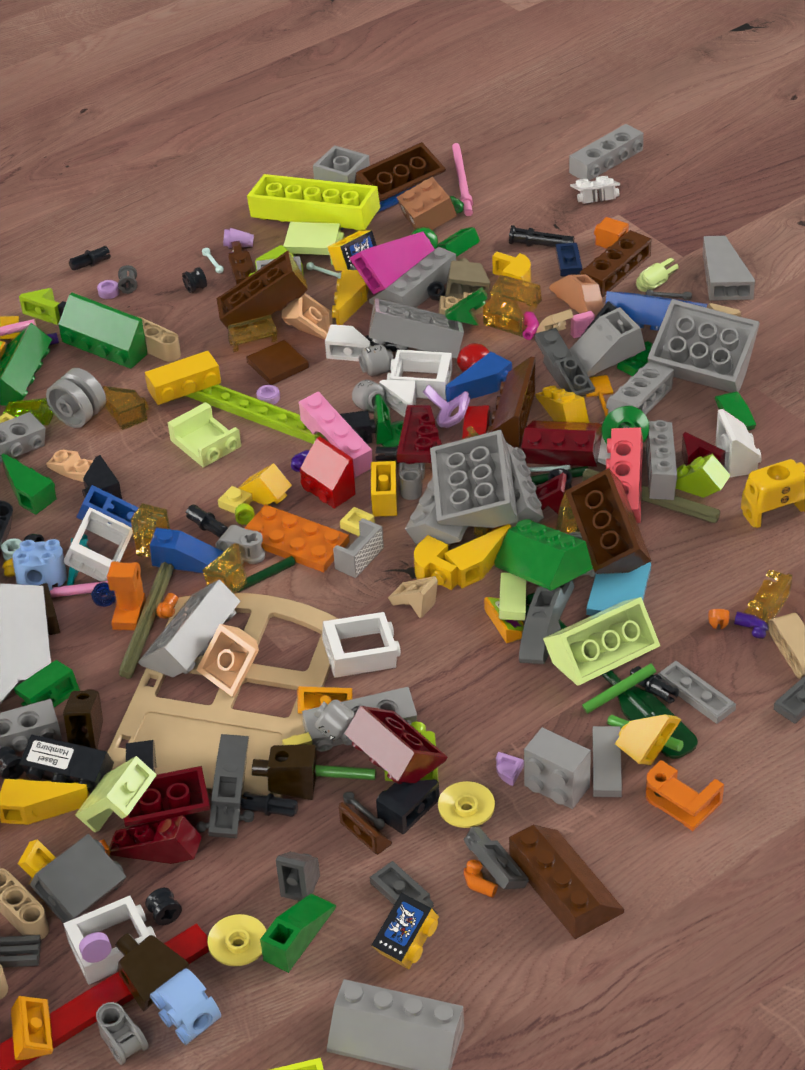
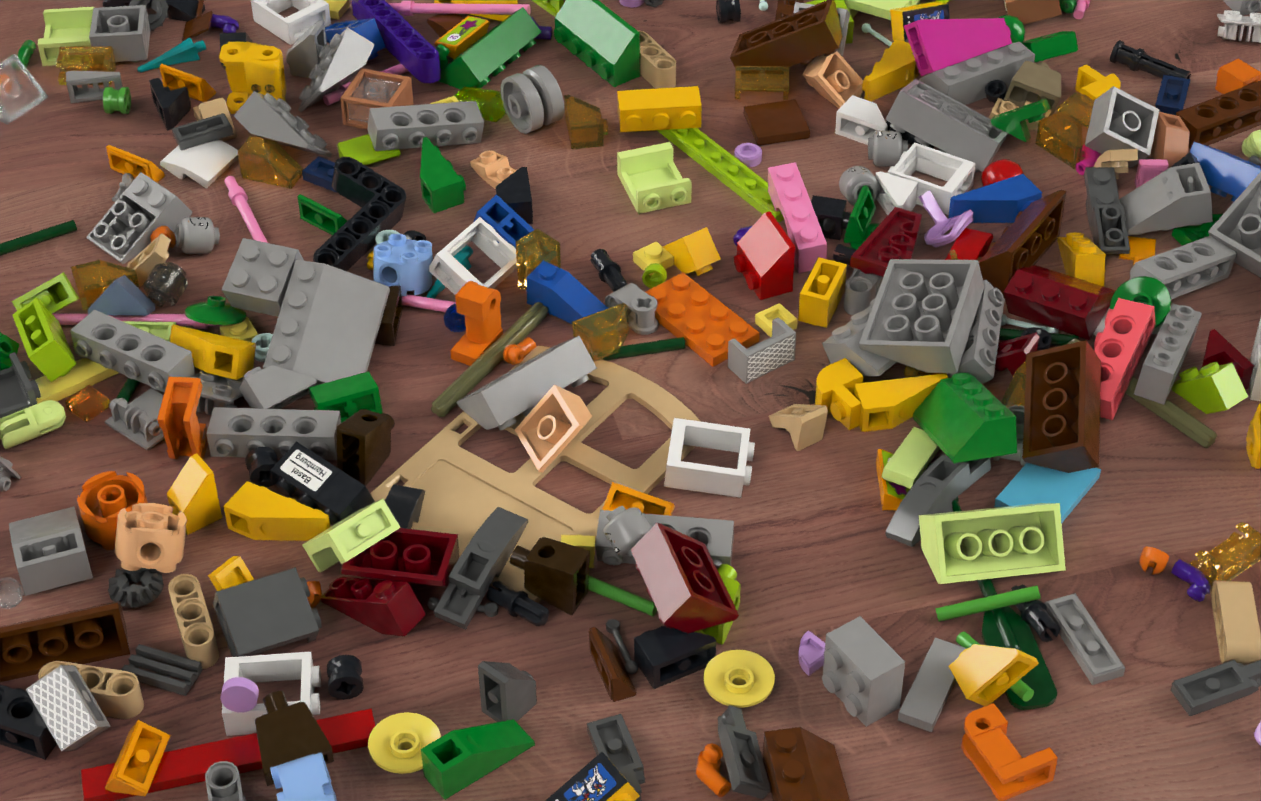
camera: 20 degrees right, 0 degrees up
(547, 292) = (1122, 123): none -> light grey brick

